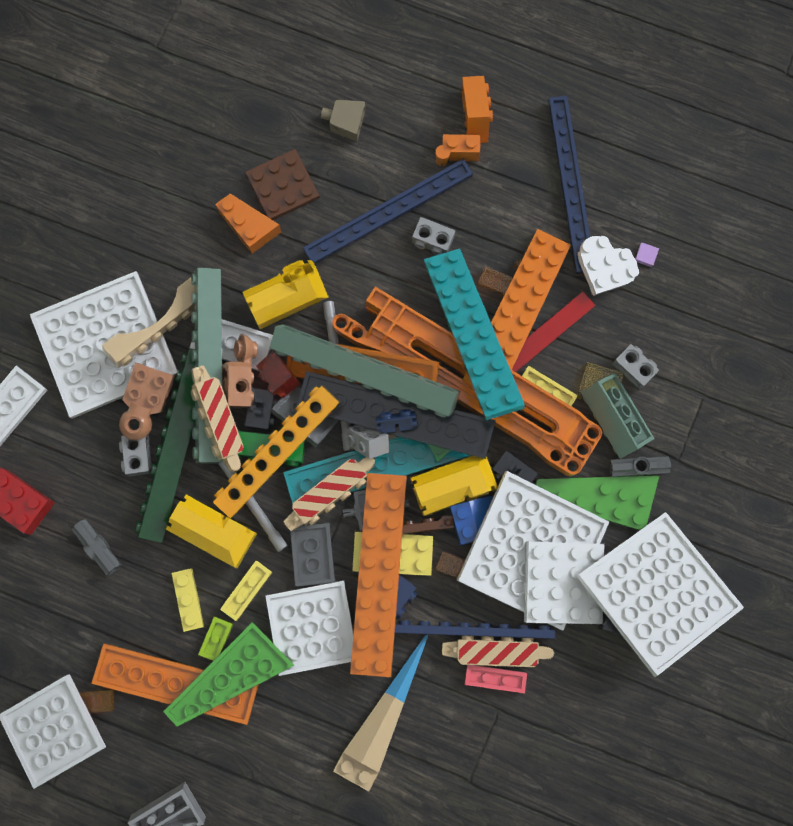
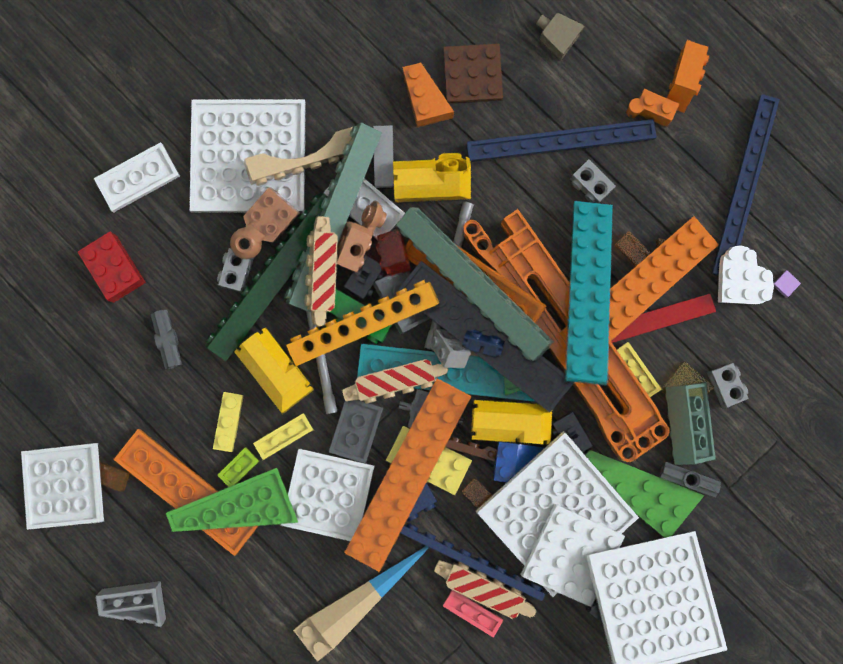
camera: 25 degrees right, 5 degrees up
(232, 294) = (384, 158): none -> light grey slope

